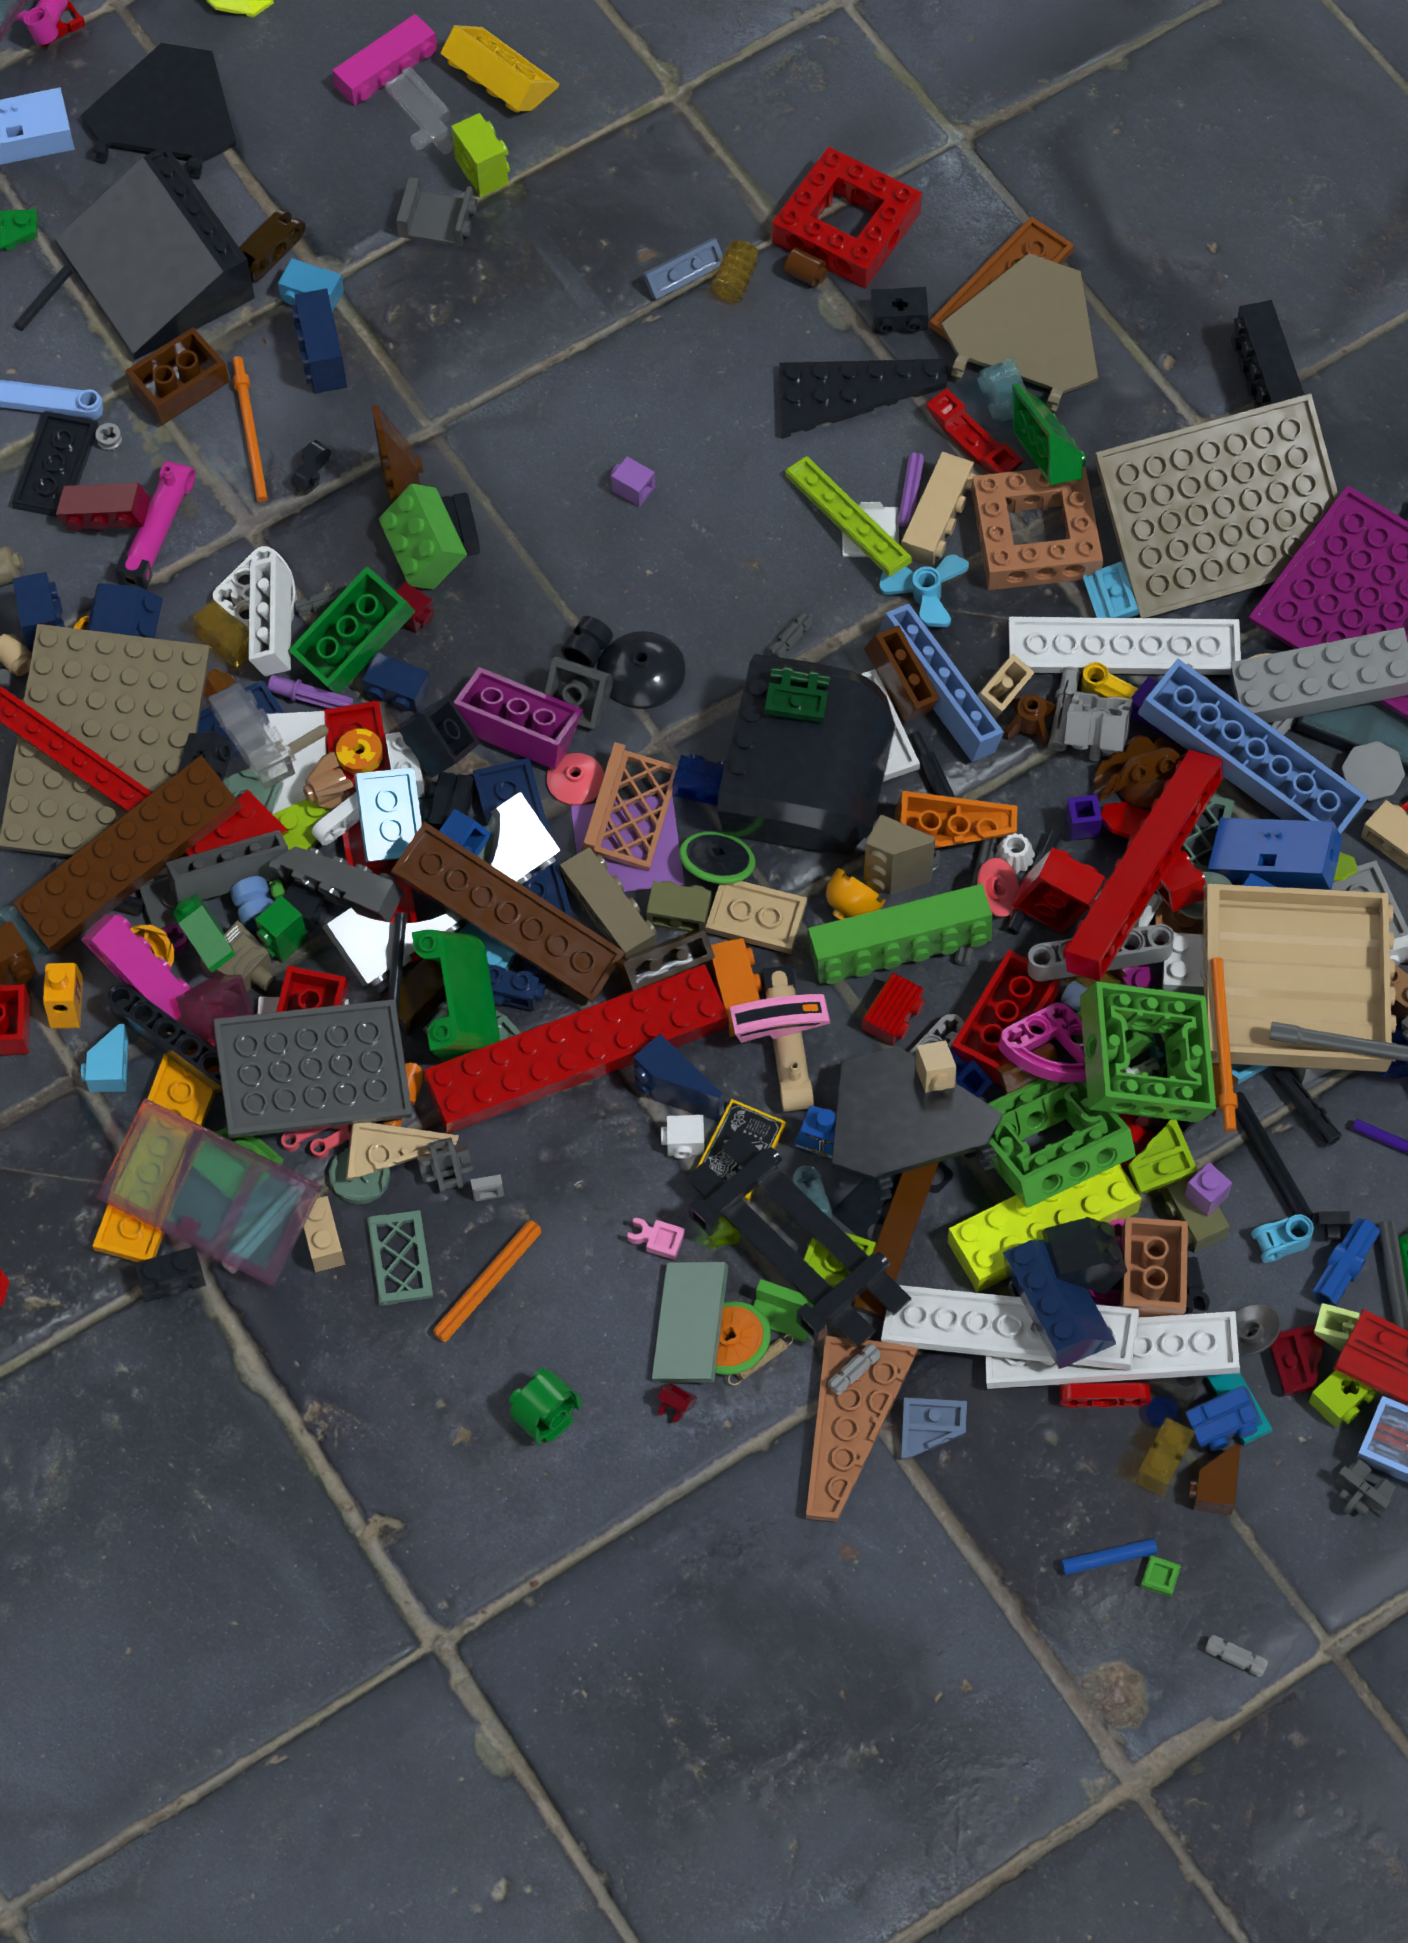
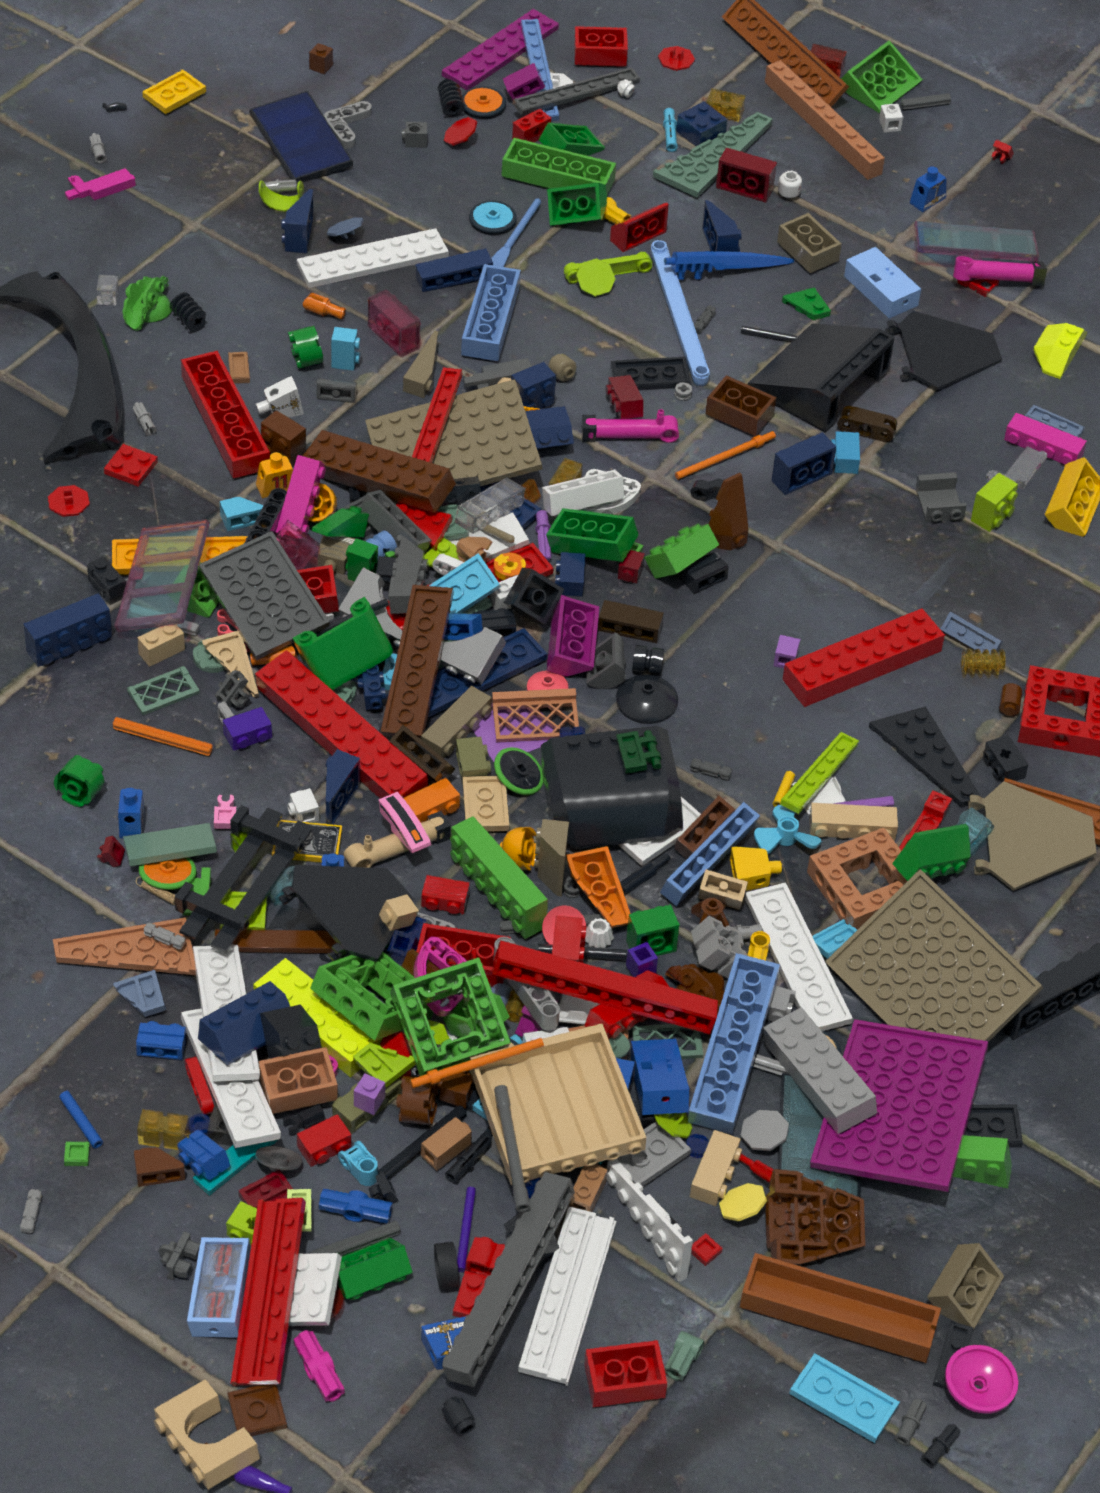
camera: 65 degrees right, 15 degrees down
(259, 1349) = (67, 630): none -> dark blue brick
(352, 39) = (1055, 421): none -> sand blue tile
(510, 638) = (630, 621): none -> dark brown brick
(520, 1166) = (247, 728): none -> dark purple brick
(621, 1356) = (130, 804): none -> blue torso
(677, 399) = (863, 657): none -> red brick
(853, 567) = (784, 787): none -> yellow piece
(973, 645) = (753, 866): none -> yellow torso
(1018, 1422) = (161, 1040): none -> blue brick
(1045, 788) = (656, 927): none -> green brick
(1222, 1148) = (417, 1103): none -> reddish brown brick
(1238, 1269) = (324, 1140): none -> red brick
(1289, 1127) = (446, 1143): none -> medium nougat brick
(1365, 851) = (698, 1145): none -> clear blue tile

